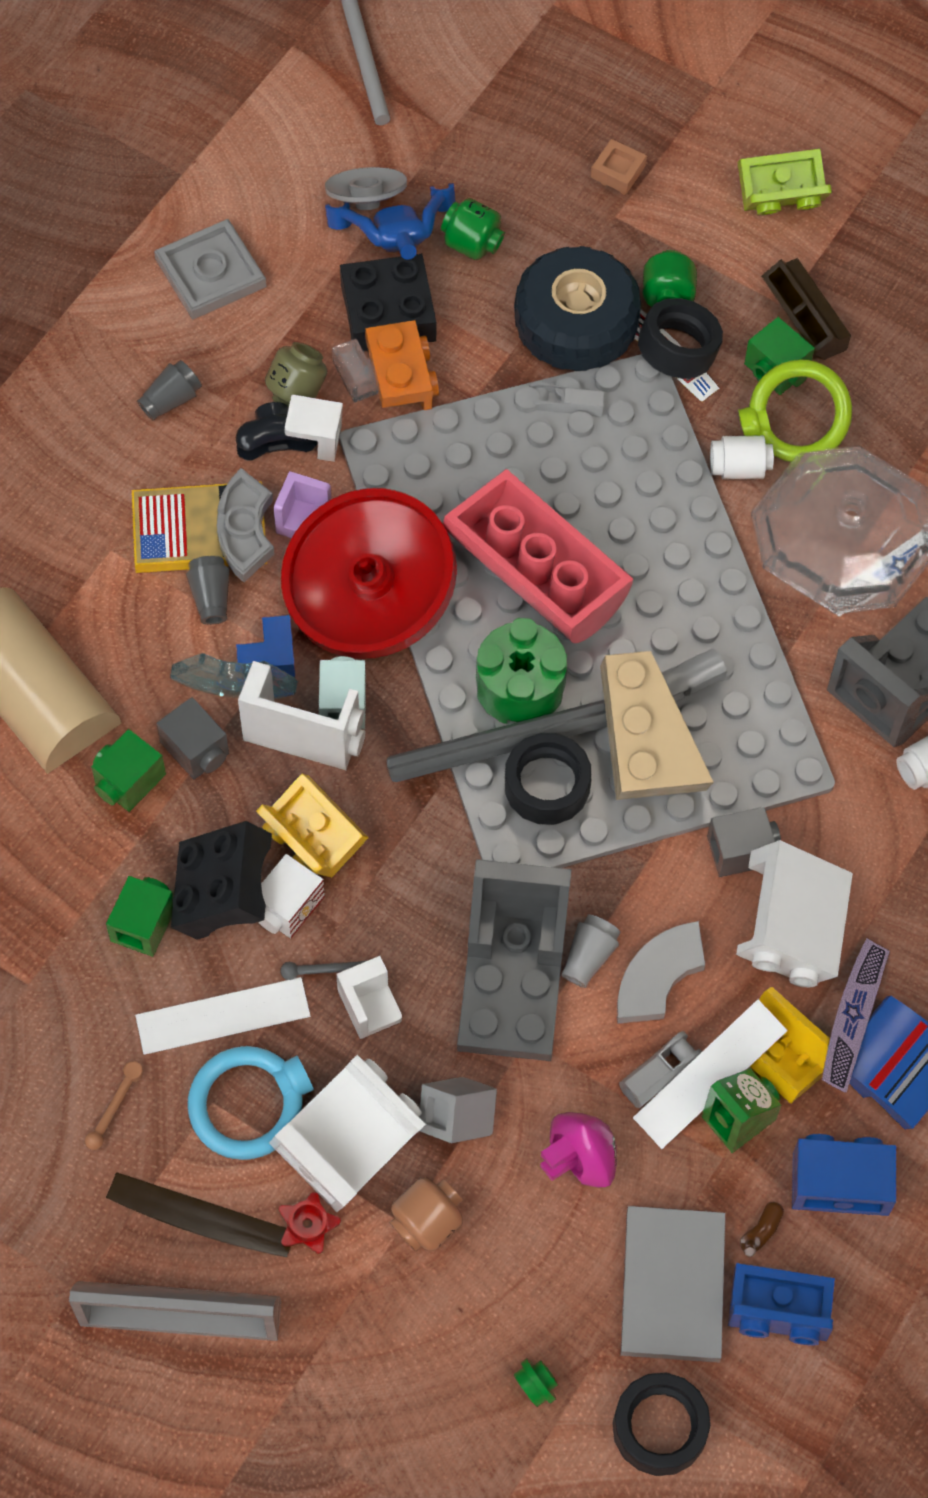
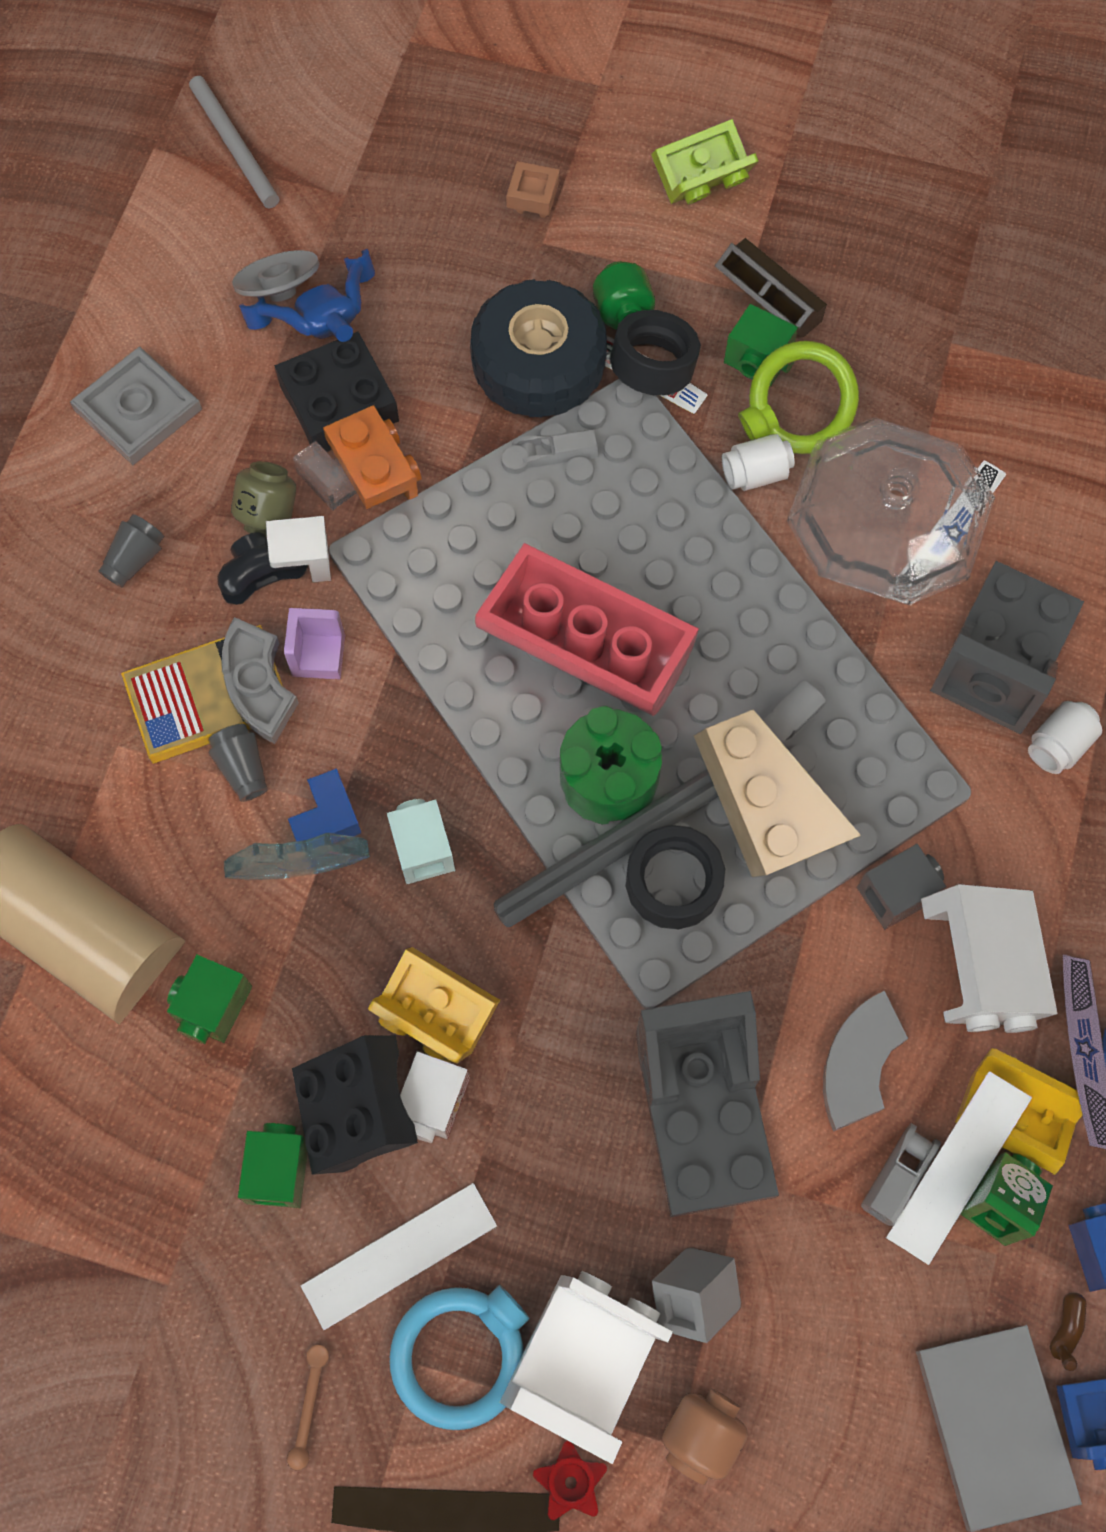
camera: 15 degrees left, 5 degrees up
(193, 739) = (272, 941): dark grey brick -> none
(290, 970) = (459, 1180): dark grey hinge -> none
(298, 730) = (380, 902): white panel -> none
(368, 997) = (558, 1189): white panel -> none
(369, 573) = (409, 698): red dish -> none
(472, 229) = (402, 291): green head -> none
(583, 1146) = (852, 1299): dark pink piece -> none
(590, 949) = (780, 1058): light grey cone -> none

